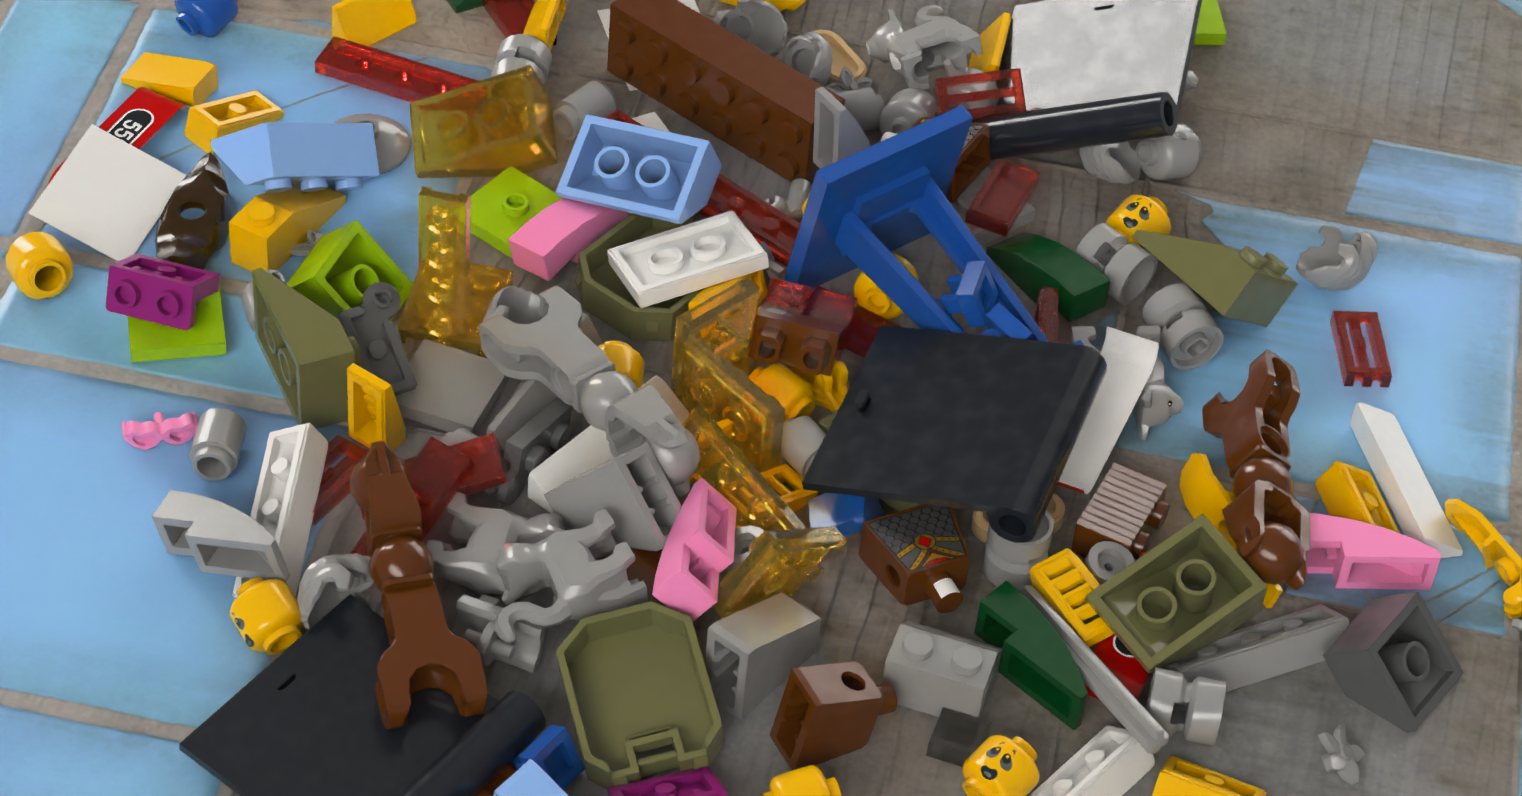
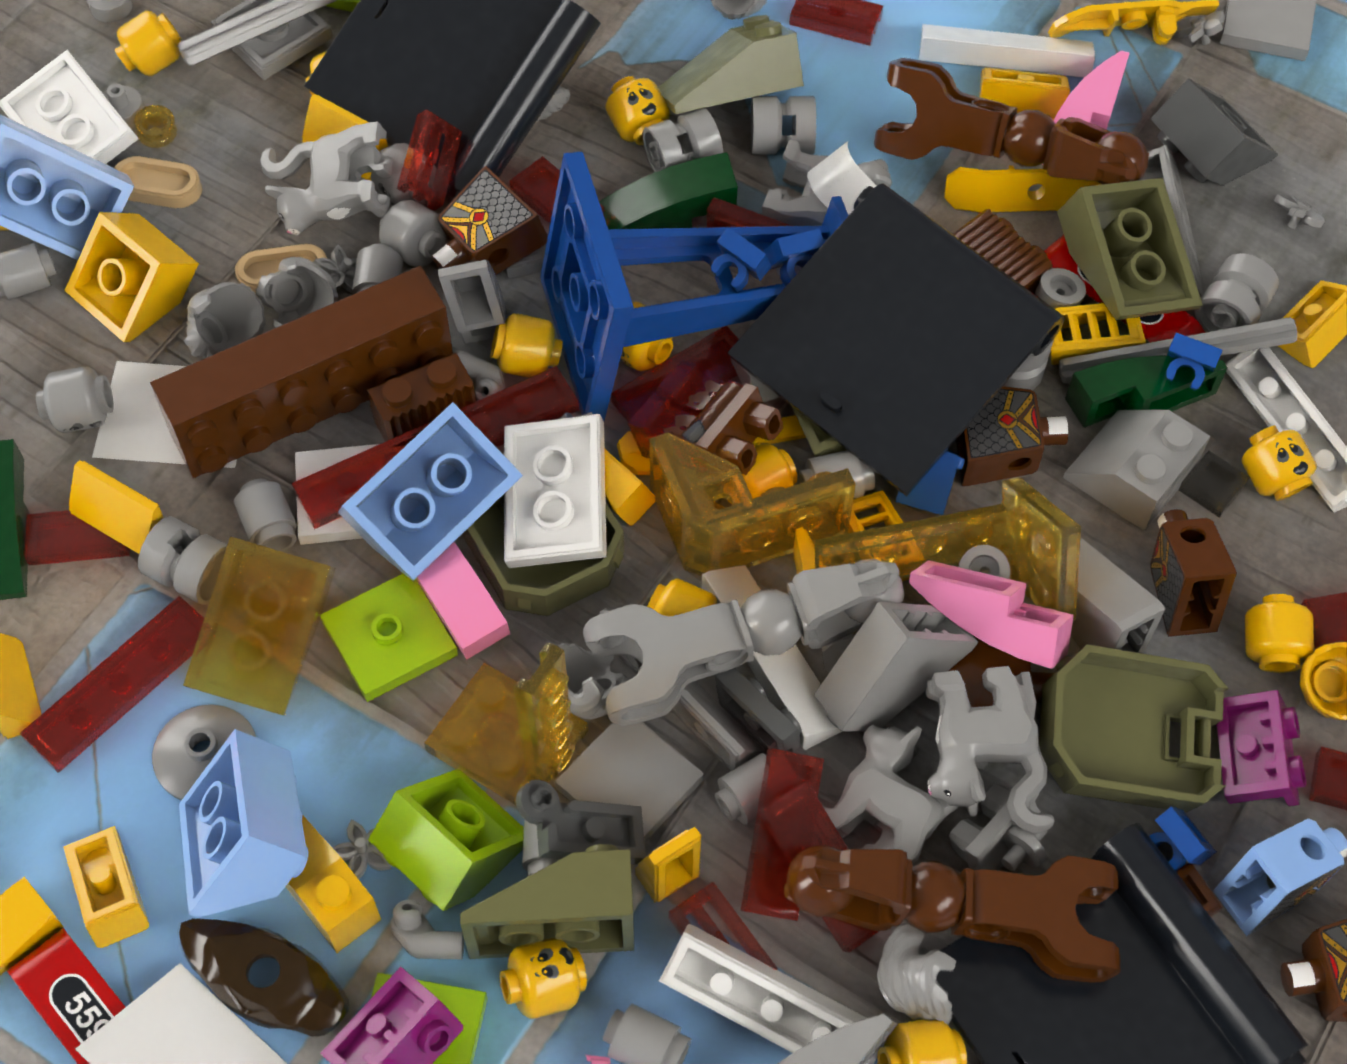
camera: 65 degrees left, 15 degrees up
(248, 368) = (543, 978): none -> yellow head
(747, 161) = (420, 395): none -> reddish brown brick
(1062, 651) = (1194, 355): none -> blue tile

